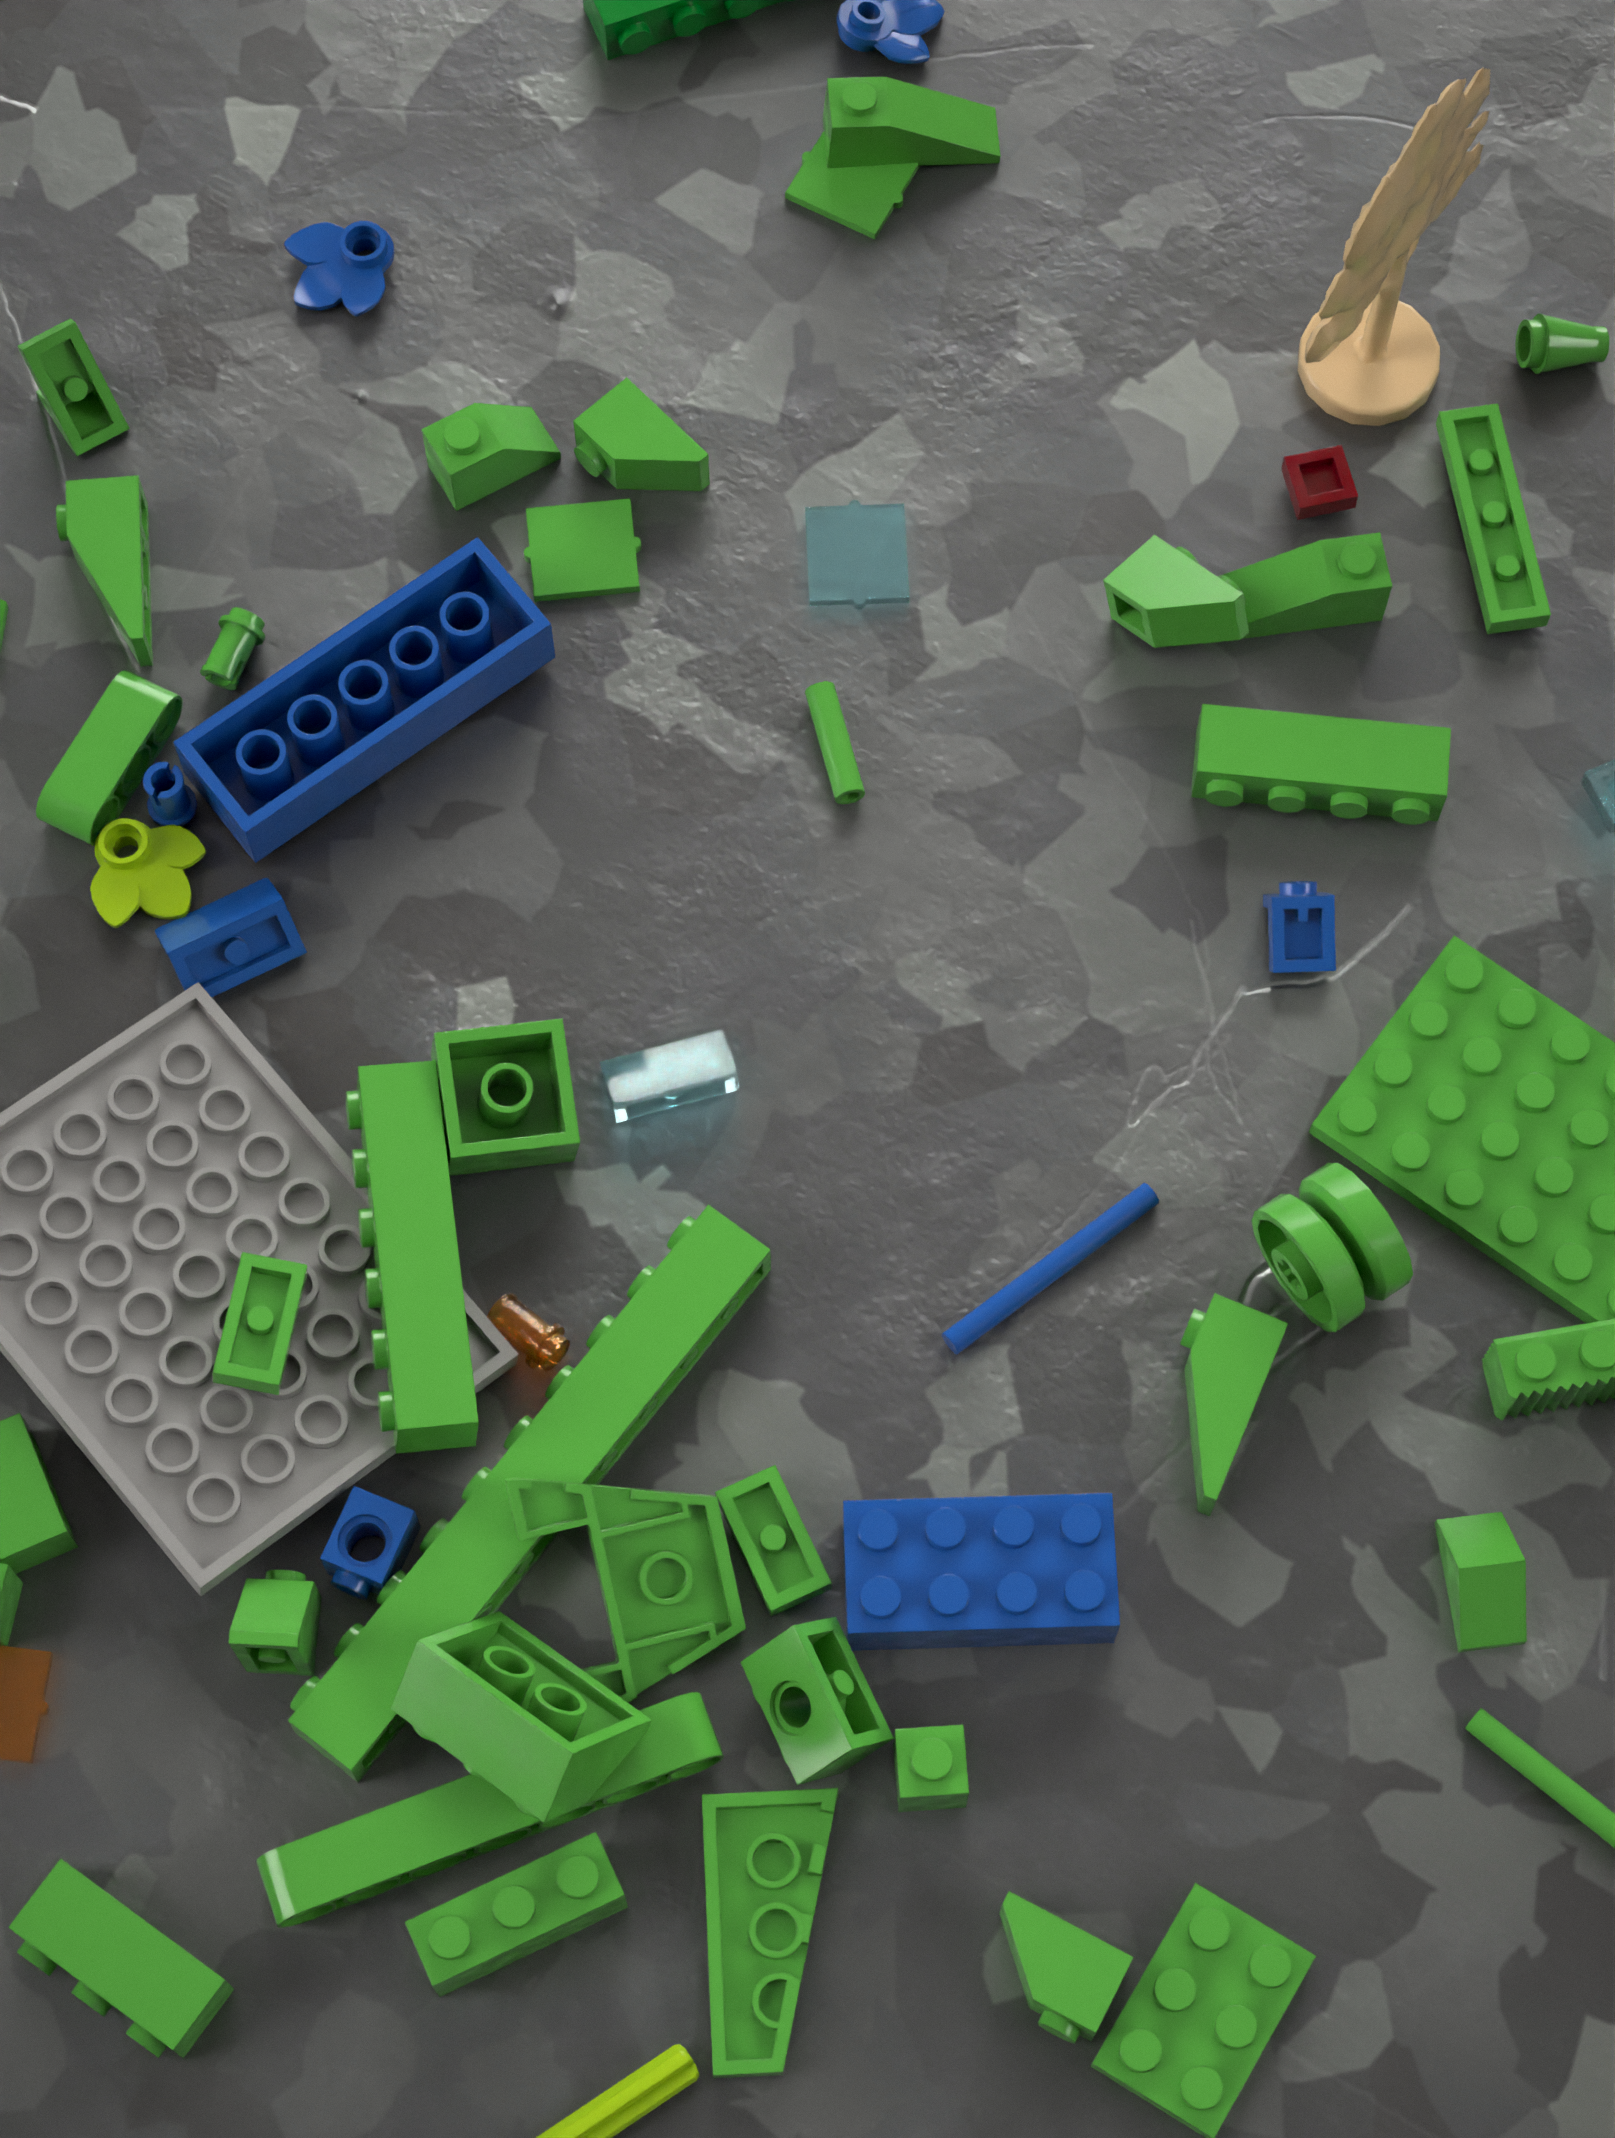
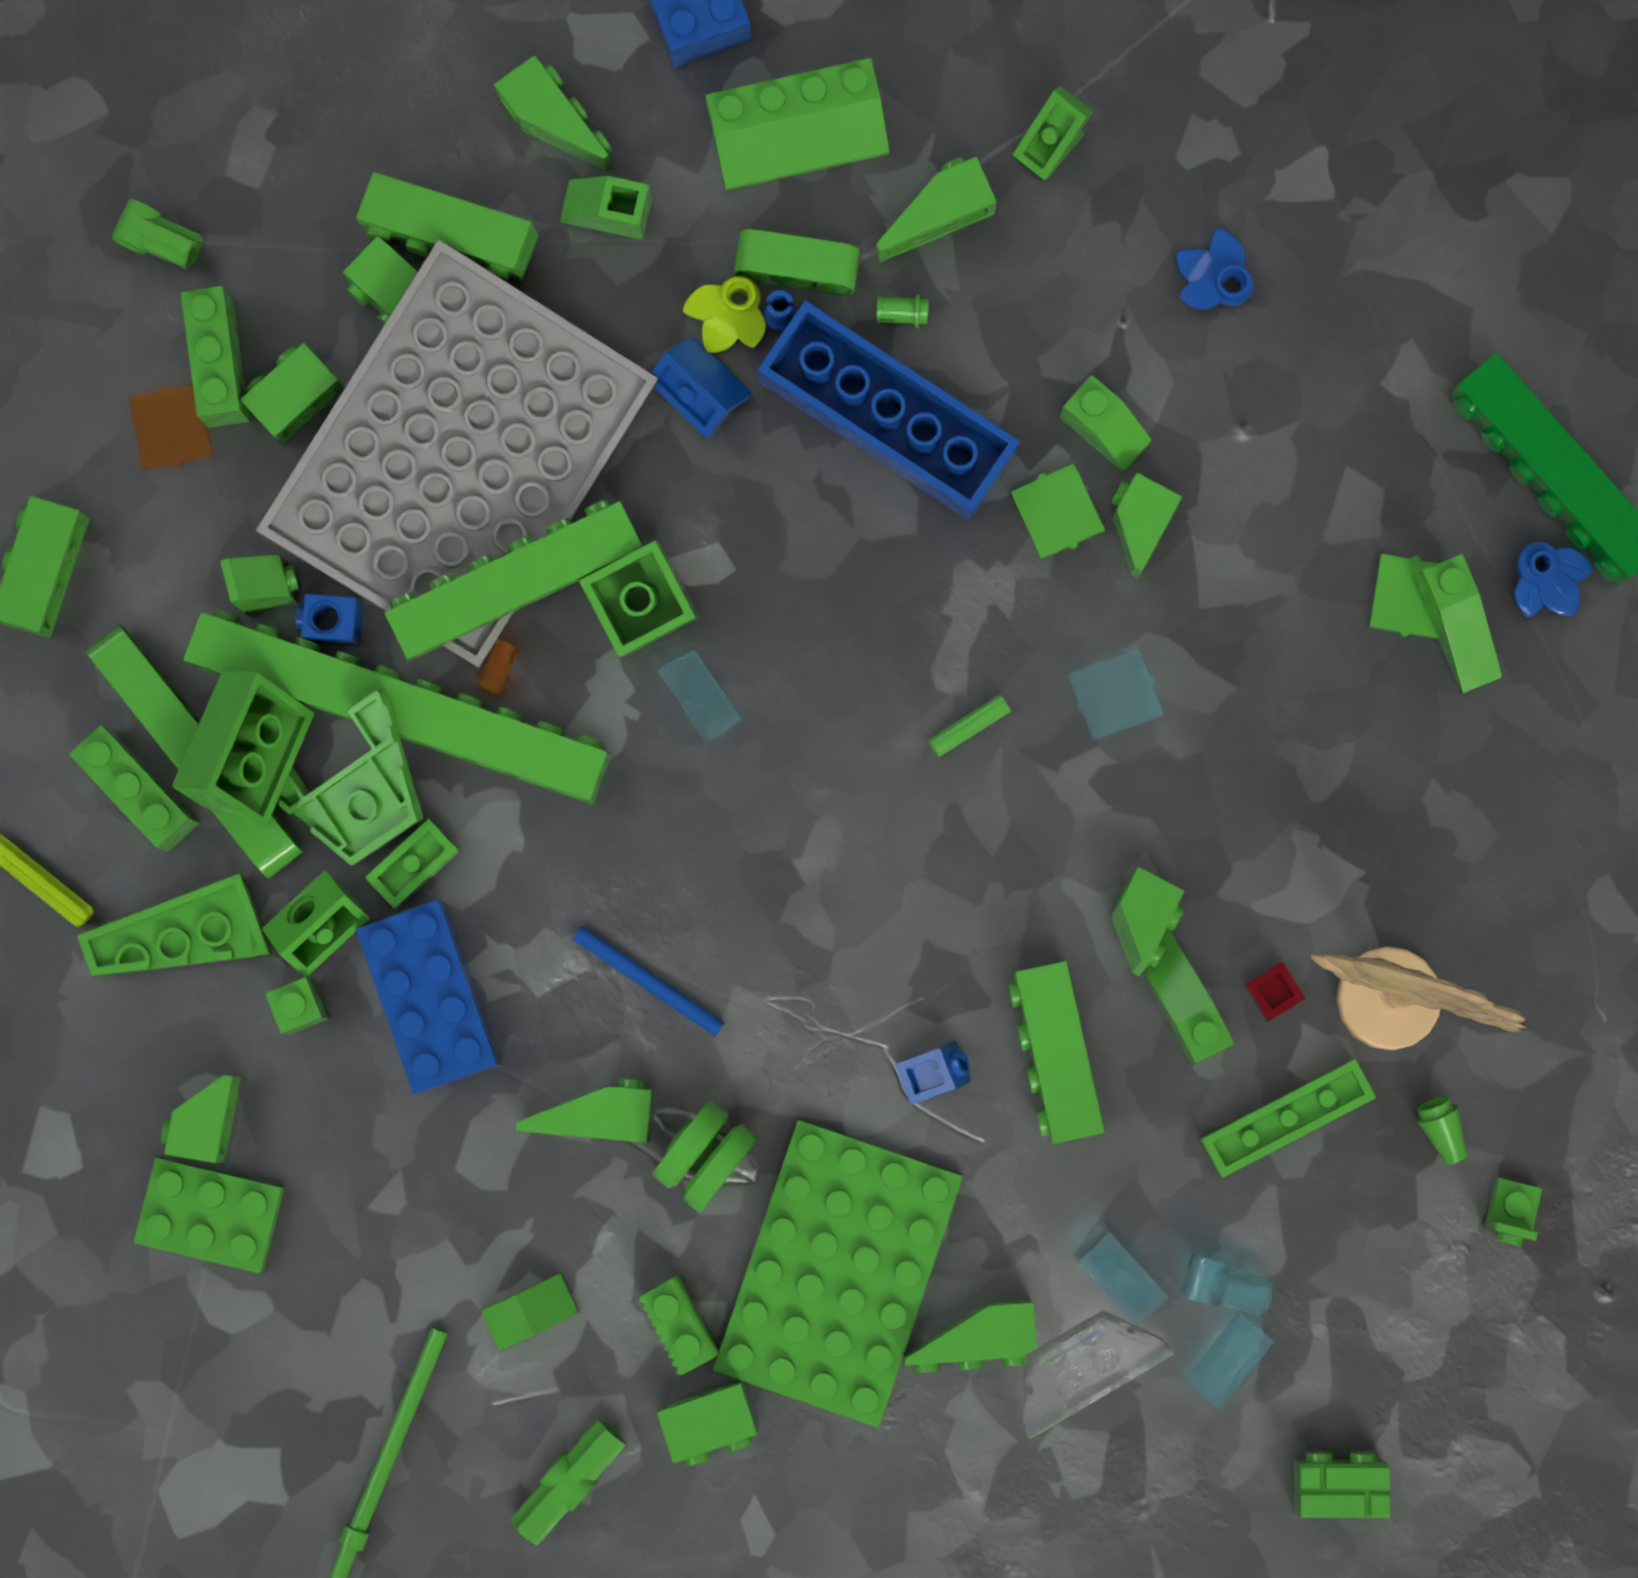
camera: 75 degrees right, 15 degrees up
(260, 1323) = (433, 503): bright green plate -> none

